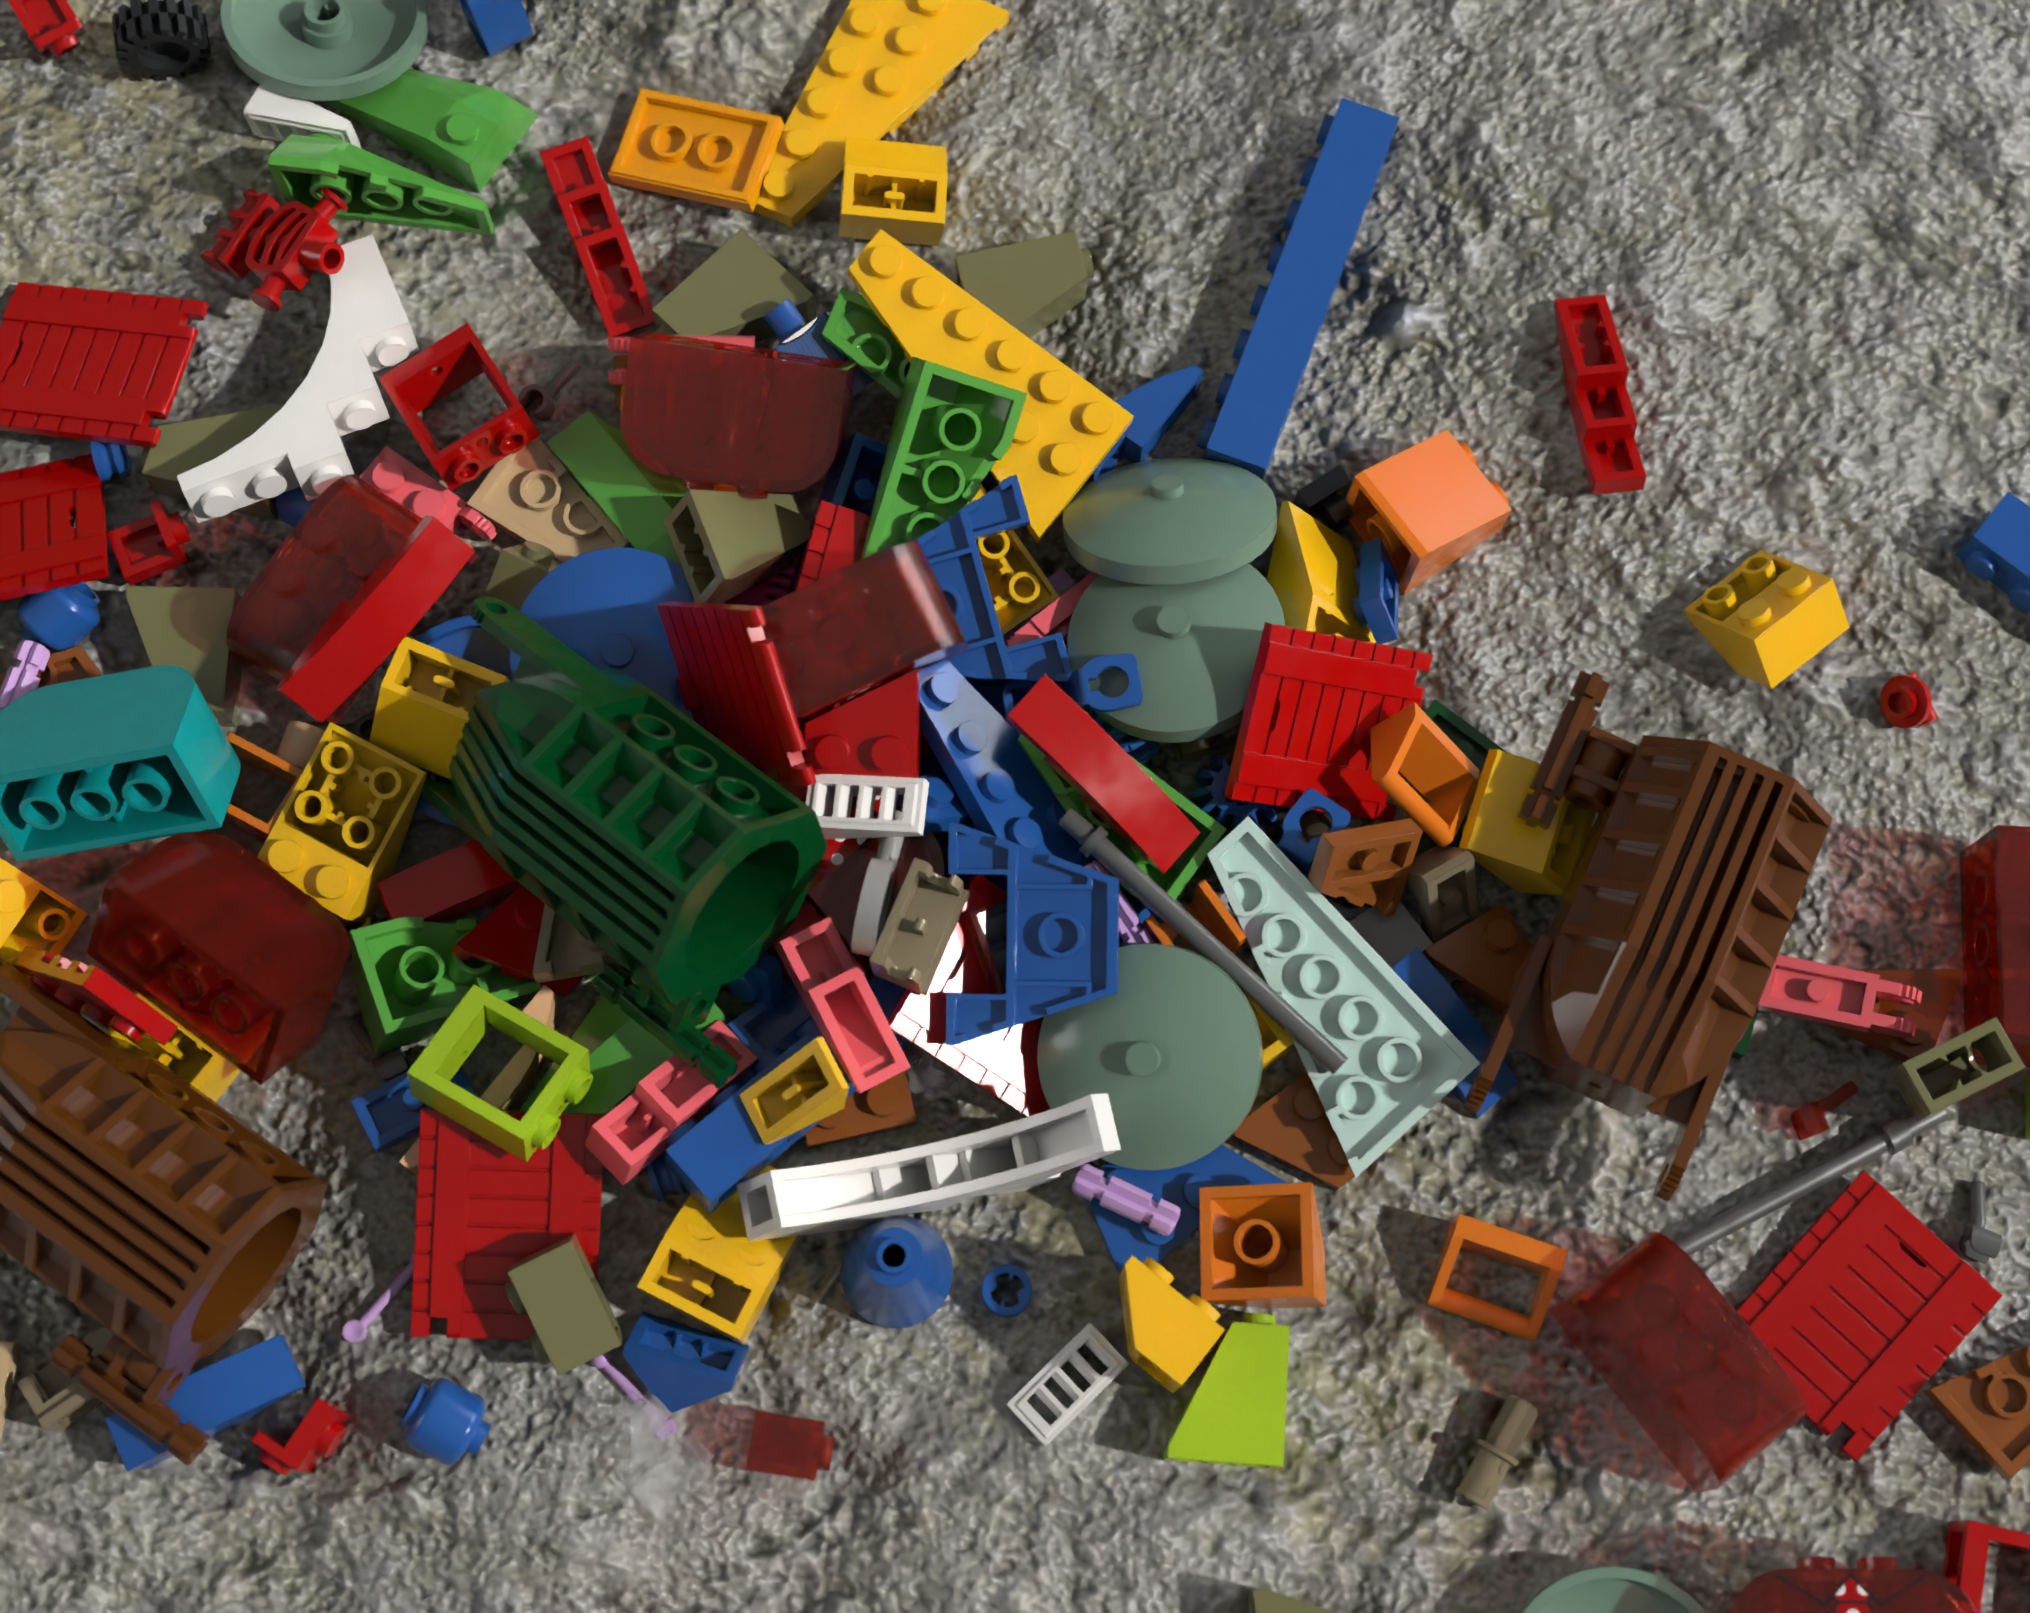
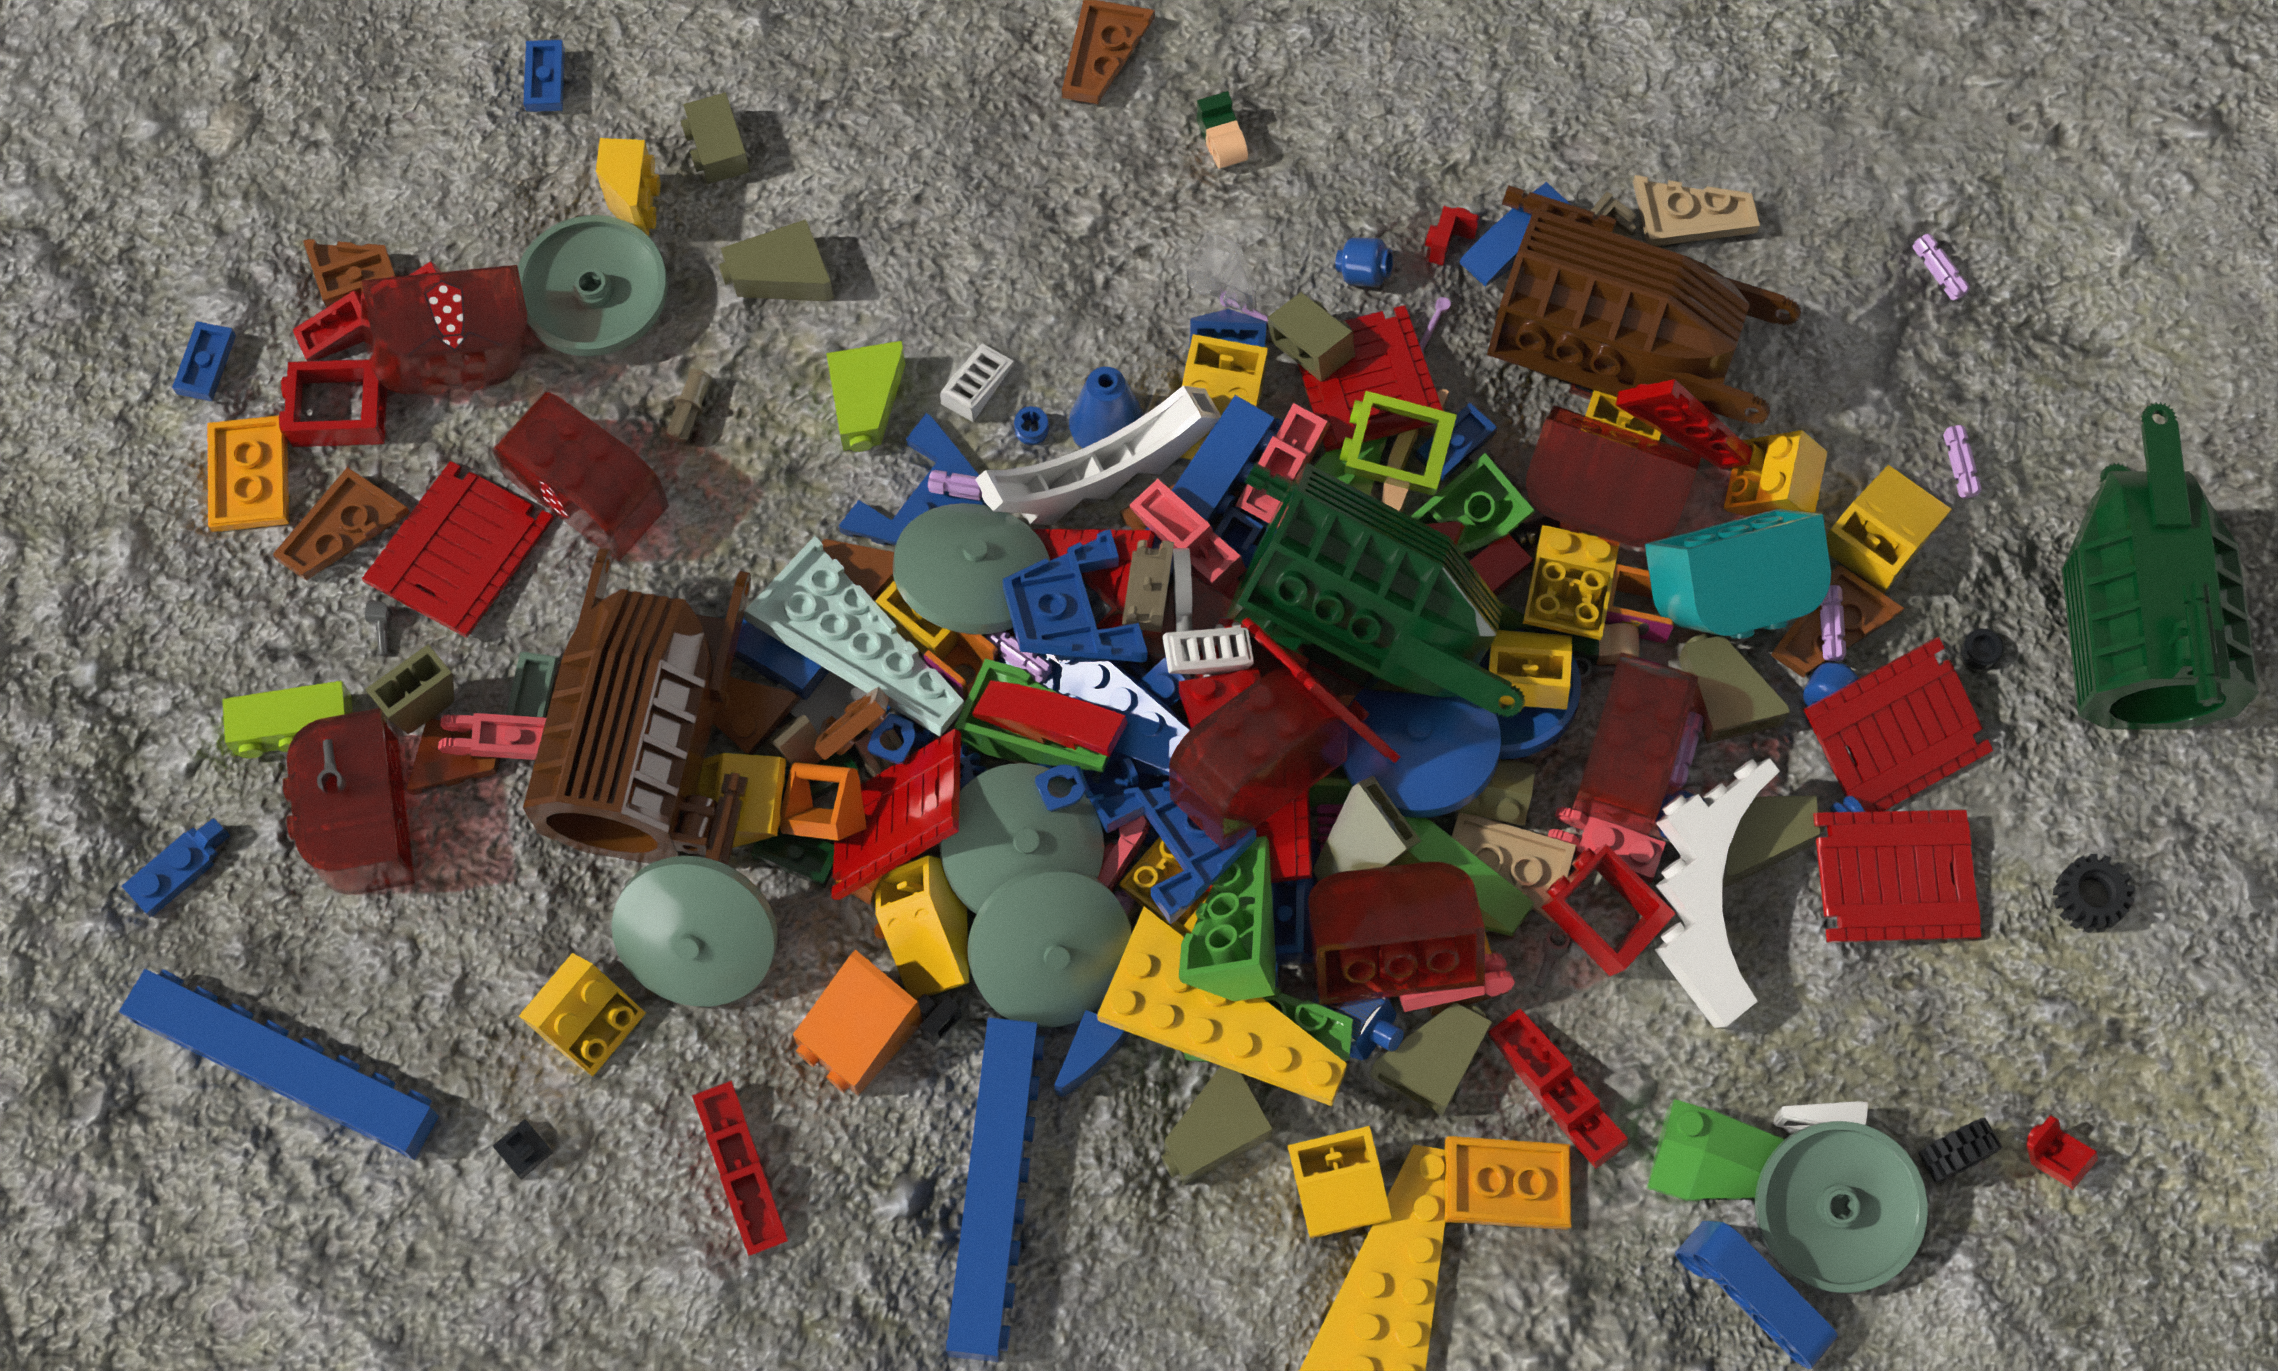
camera: 170 degrees right, 5 degrees down
(150, 544) = (1793, 757): red bracket -> none
(278, 244) = (1789, 999): red piece -> none
(372, 187) = (1775, 1076): bright green wedge -> none
(376, 619) = (1592, 685): red slope -> none
(789, 1447) = (1144, 299): clear red brick -> none
(796, 1093) = (1198, 468): yellow slope -> none
(1095, 843) = (1041, 680): dark grey bar -> none
(1161, 1326) = (919, 406): yellow slope -> none
(1261, 1246) = (868, 476): orange slope -> none
(1378, 592) = (880, 934): blue plate -> none
(1505, 1247) = (708, 526): orange tile -> none
(1618, 648) = (694, 931): none -> sand green dish
(1779, 1071) = (532, 685): none -> sand green tile
(1811, 1119) = (506, 667): clear red hand -> none
(1857, 484) = (522, 1149): none -> black tile
(1889, 1136) = (520, 611): flat silver bar -> none
(1907, 702) = (465, 980): red plate -> none

